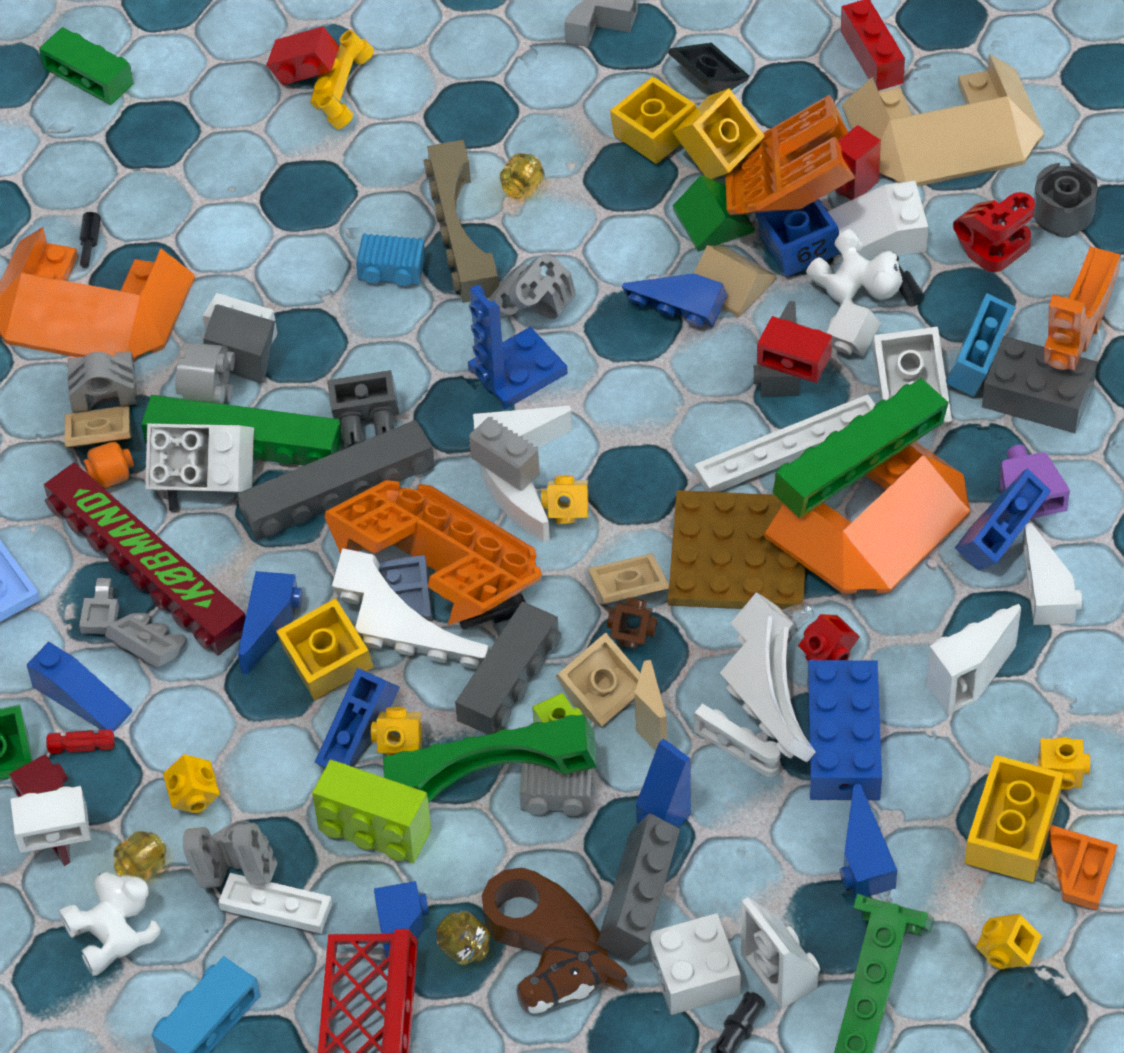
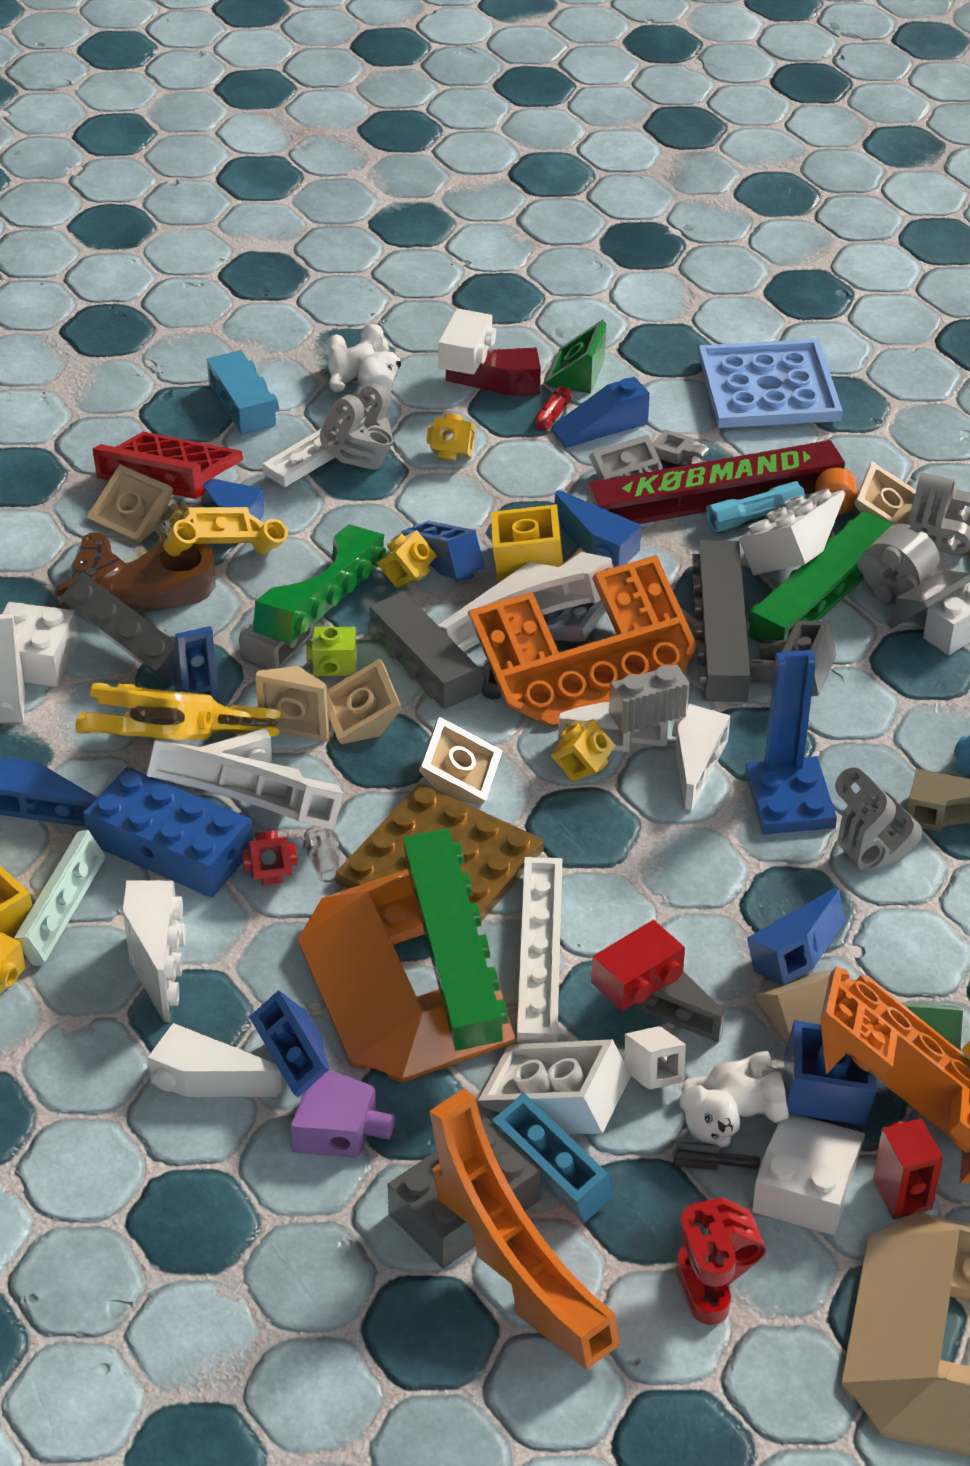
camera: 115 degrees right, 10 degrees down
(140, 855) = (411, 399): clear yellow head -> none
(176, 530) = (736, 512): none -> medium azure axle
(372, 811) = (329, 503): lime brick -> none
(445, 1010) = (130, 504): none -> tan slope
(465, 886) = (224, 526): none -> yellow plate
(622, 631) = (401, 734): reddish brown brick -> none
(737, 758) = (171, 714): none -> yellow animal
(957, 764) = (60, 898): none -> light aqua tile
(1065, 198) = (732, 1366): dark grey brick -> none

